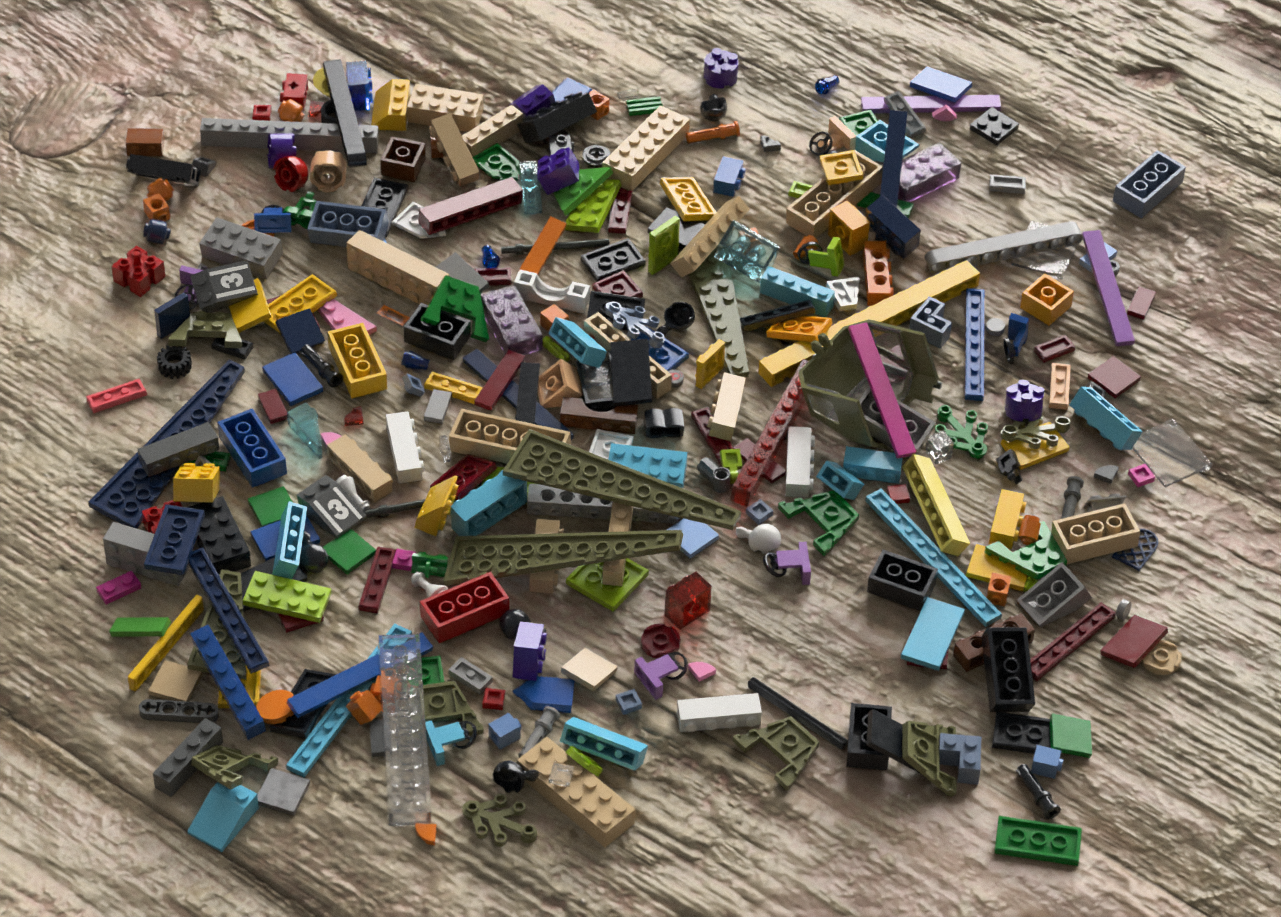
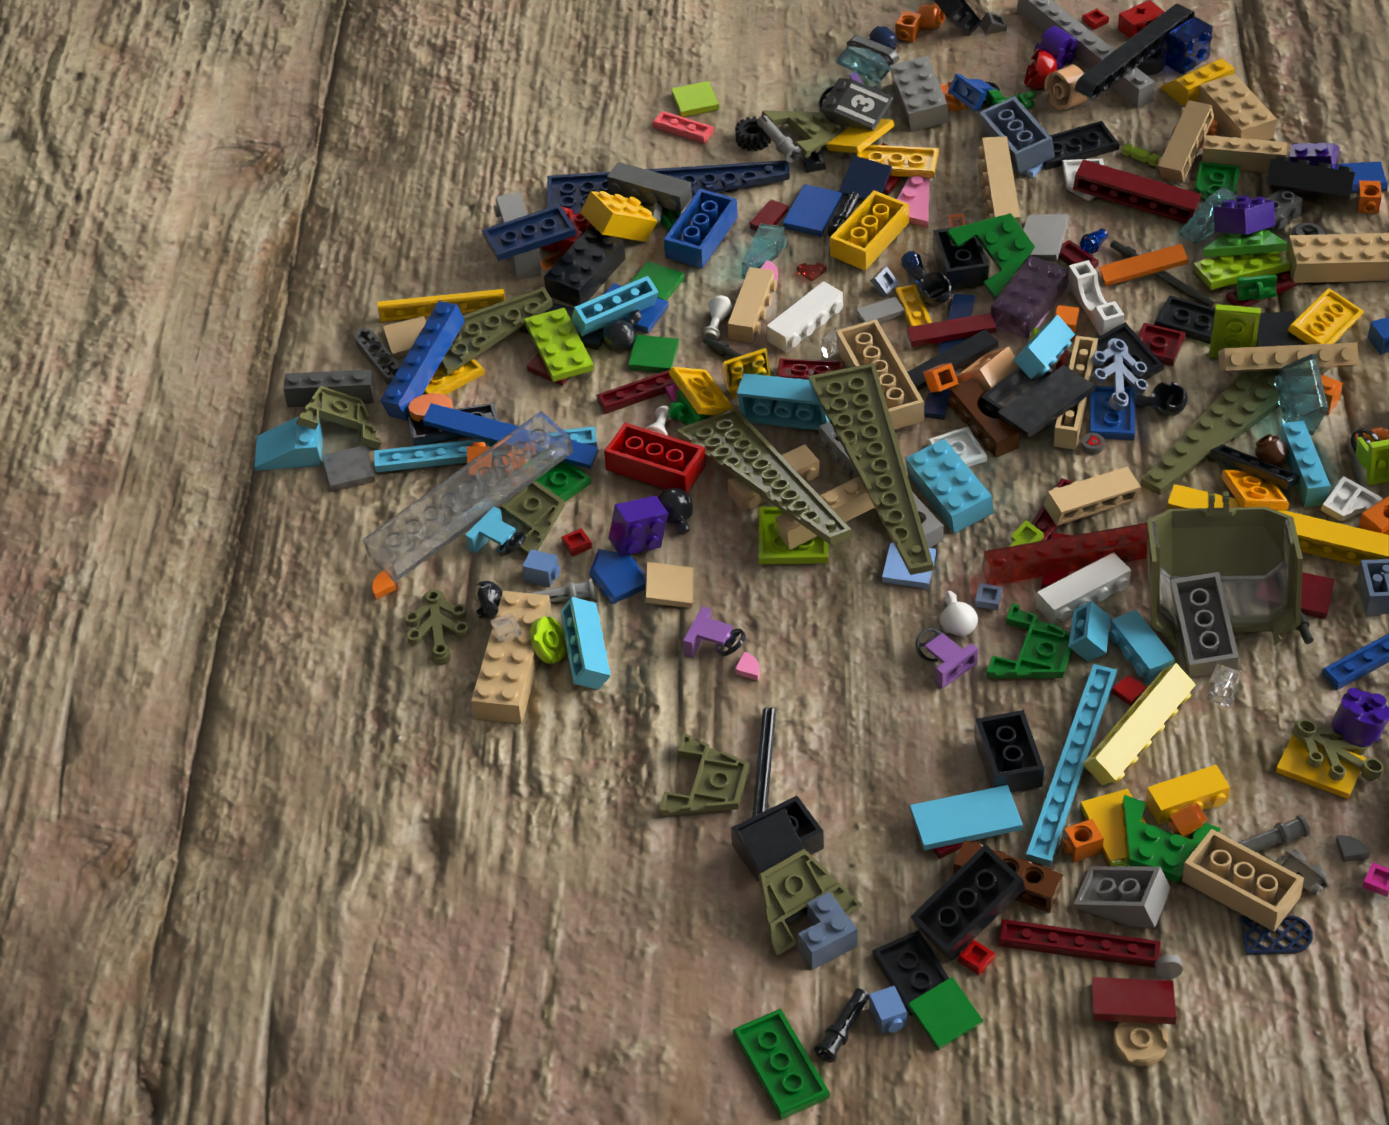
camera: 60 degrees right, 0 degrees up
(92, 370) = (695, 99): none -> lime tile
(118, 587) = (475, 247): dark pink plate -> none
(138, 271) = (822, 55): red brick -> none
(140, 627) = (441, 280): bright green tile -> none
(167, 247) = (889, 54): none -> dark grey beam
(171, 315) = (793, 96): dark blue tile -> none
(181, 254) = (865, 63): none -> clear light blue slope
(216, 350) = (783, 143): none -> light grey pin
(227, 611) = (501, 315): dark blue tile -> none
(291, 111) = (1113, 31): orange head -> none
(330, 506) = (685, 311): dark grey slope -> none
(403, 159) = (1139, 121): reddish brown brick -> none
(422, 544) = (700, 390): none -> yellow tile
(430, 181) = (1140, 154): none -> lime axle
(452, 362) = (932, 287): none -> black hair
(470, 675) = (585, 509): light grey plate -> none
(548, 411) = (940, 377): none -> orange brick
(625, 209) = (1256, 287): none -> green hips
(628, 701) = (657, 634): sand blue plate -> none
(660, 640) = (757, 617): dark red tile -> none
(664, 423) = (1024, 466): black brick -> none
(687, 600) = (812, 602): clear red brick -> none
(710, 363) = (1129, 451): yellow plate -> none
(715, 474) = (1001, 533): dark grey piece -> none
(719, 712) = (704, 707): white brick -> none
(773, 298) = (1271, 450): none -> reddish brown head
(882, 390) = (1219, 585): dark pink tile -> none
(976, 448) = (1260, 717): green plant -> none
(1008, 464) = (1265, 755): black plate -> none
(1042, 696) = (976, 957): none -> red tile

